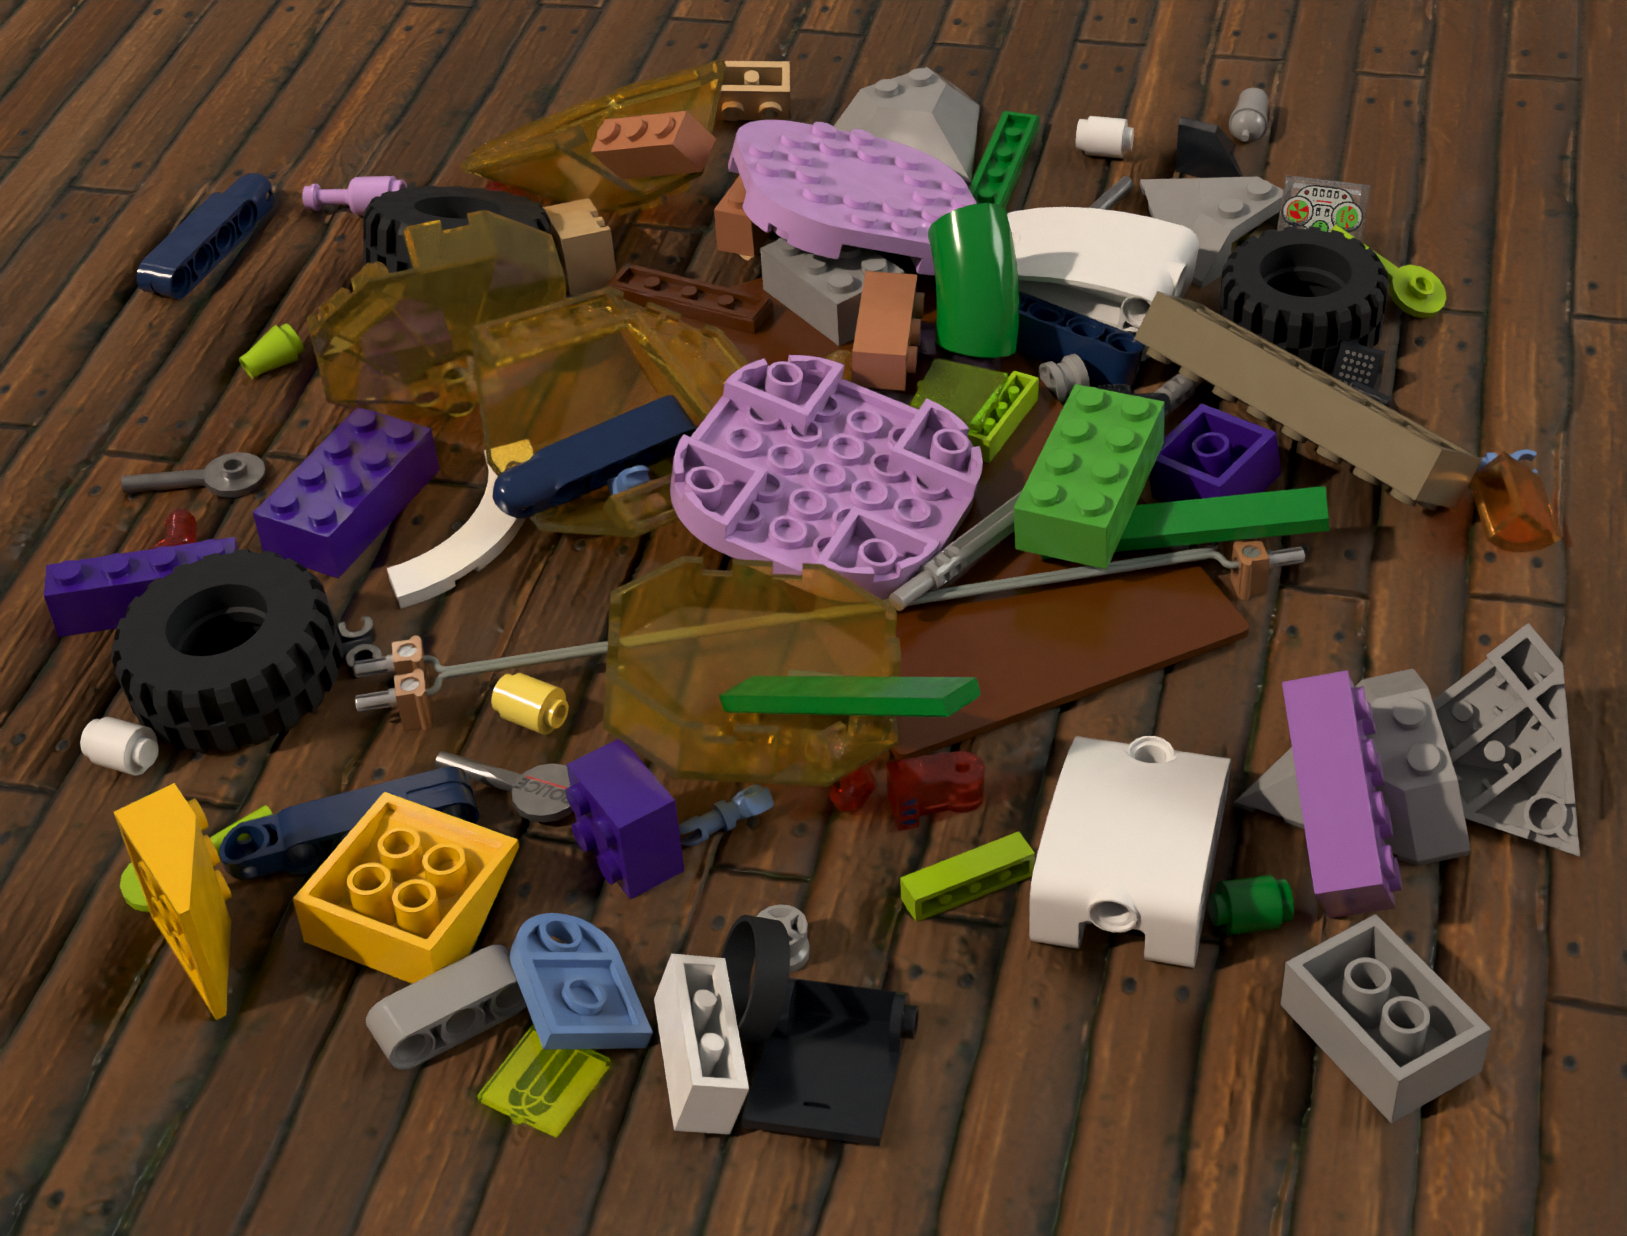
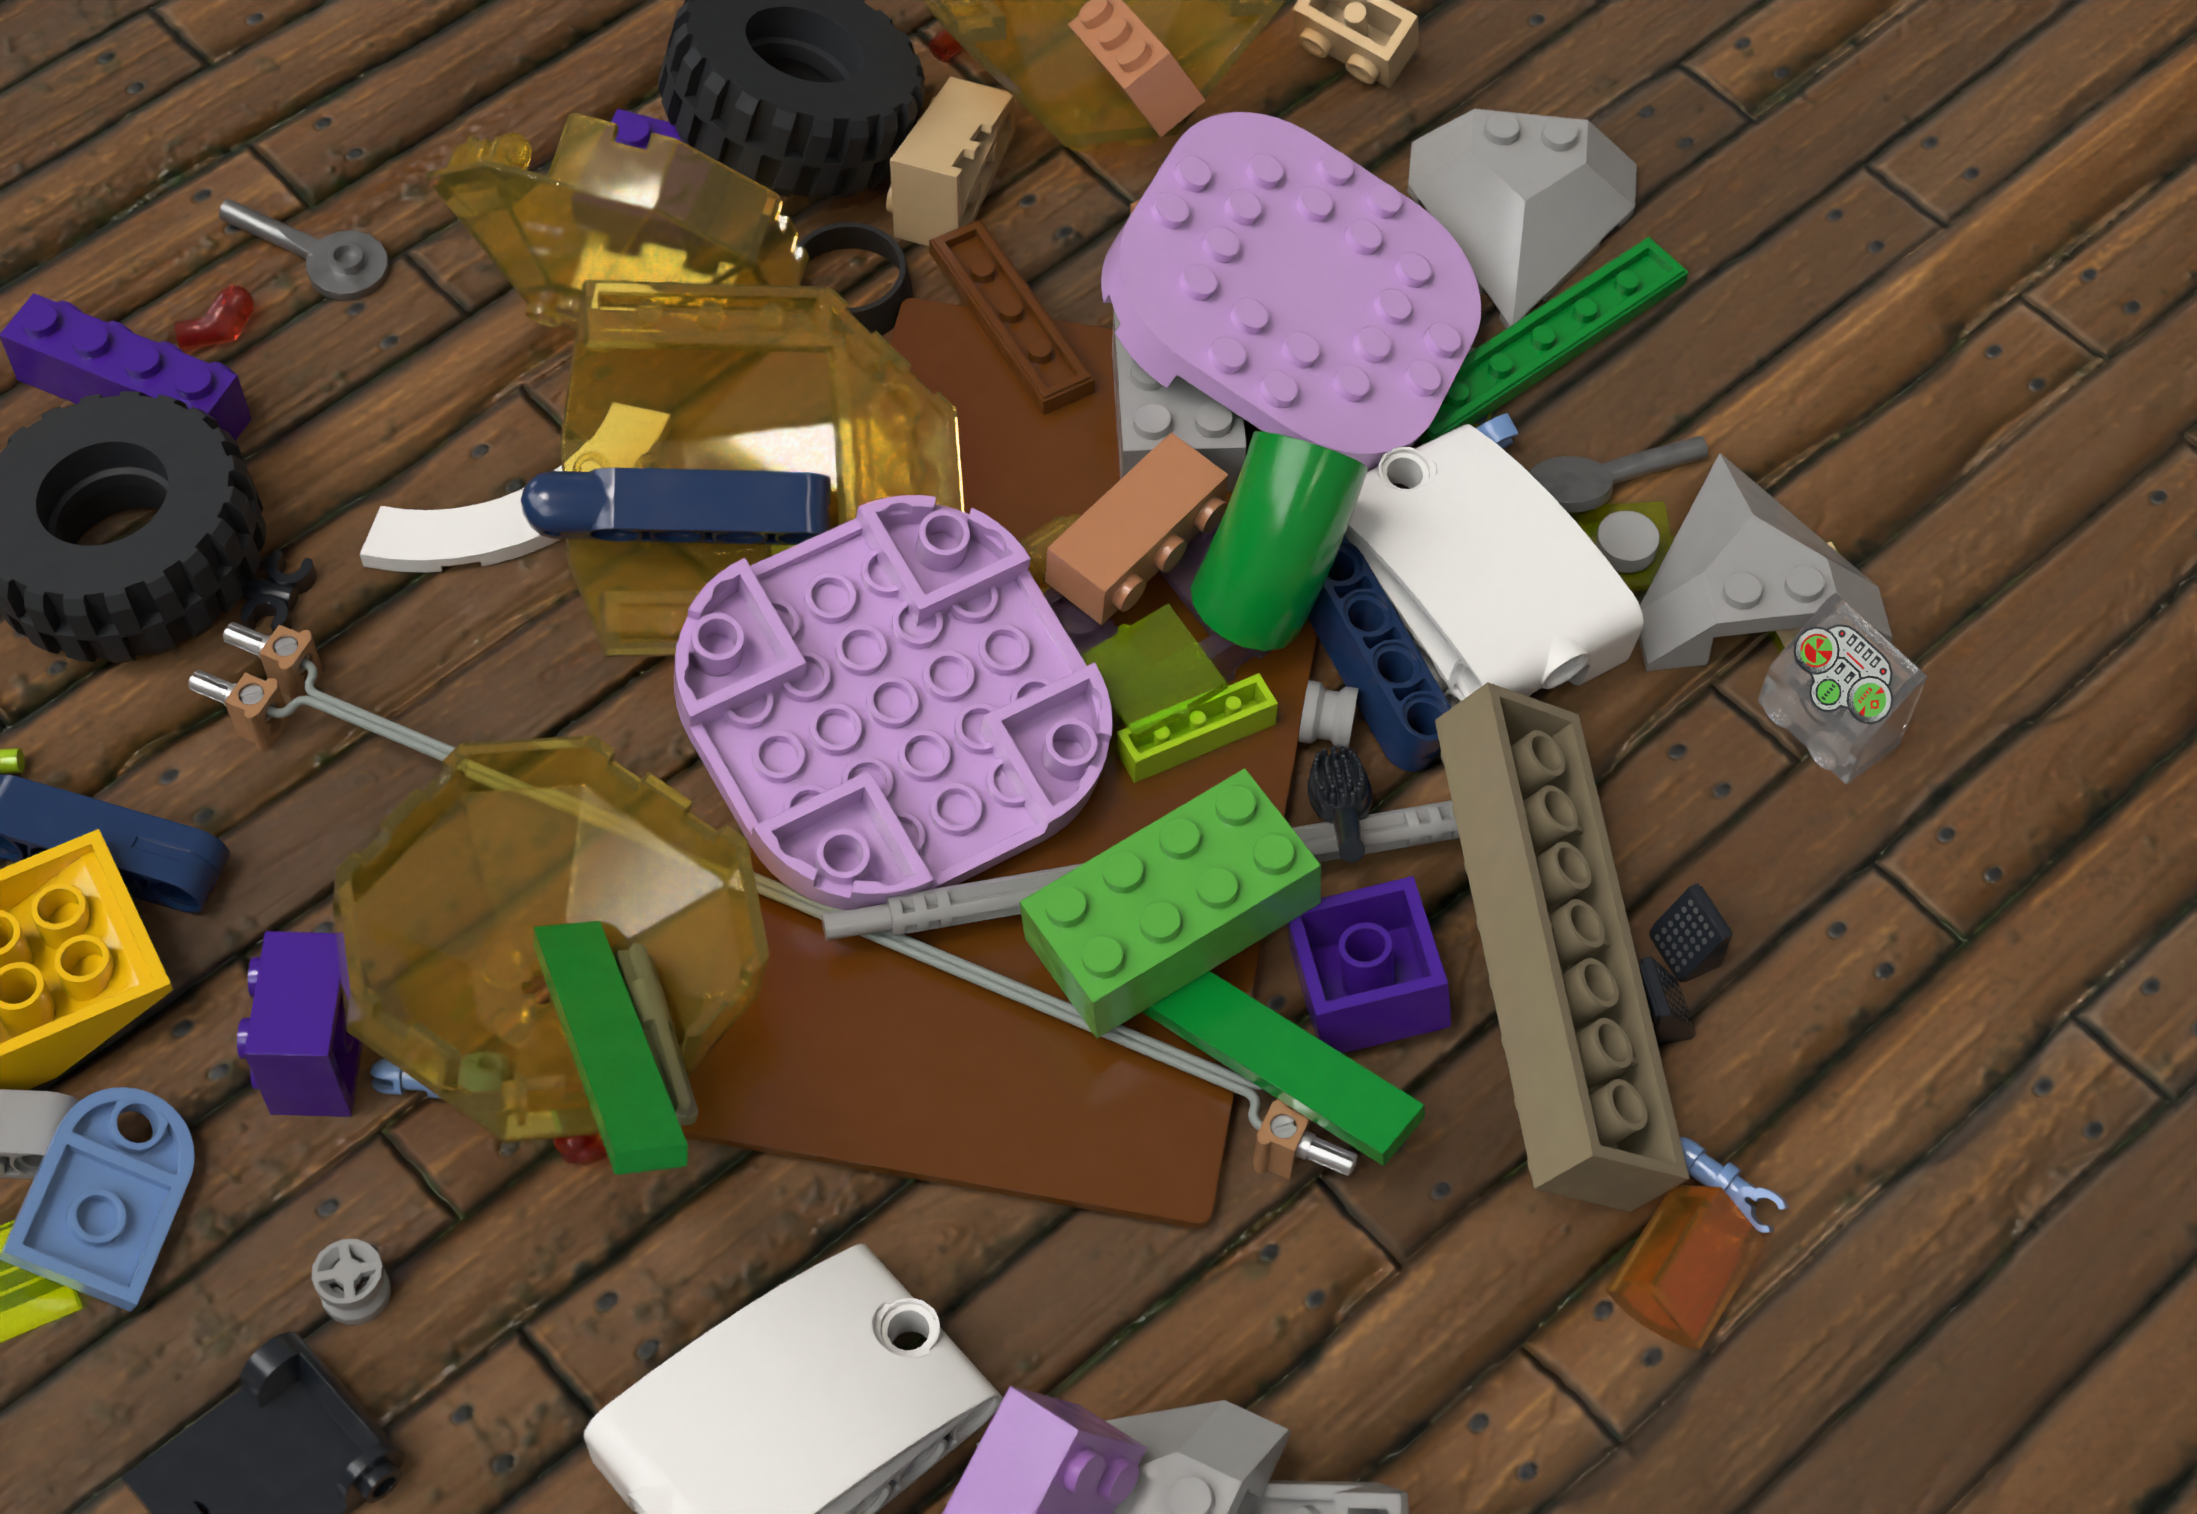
camera: 30 degrees right, 15 degrees up
(273, 350) = (517, 109): lime cone -> none
(347, 491) = (420, 372): dark purple brick -> none
(530, 703) = (362, 790): light yellow brick -> none
(535, 794) = (284, 904): flat silver piece -> none
(628, 479) = (684, 567): medium blue piece -> none
(700, 1044) = (147, 1360): white brick -> none
(770, 944) = (247, 1325): black tyre -> none
(934, 785) = (681, 1198): clear red leg -> none
(967, 876) = (598, 1334): lime piece -> none
(1104, 136) = (1731, 358): white brick -> none
(1205, 151) = (1843, 467): black slope -> none
(1250, 118) = (1948, 439): light grey piece -> none
(1306, 292) = (1729, 718): black tyre -> none
(1411, 286) = (1892, 850): lime piece -> none

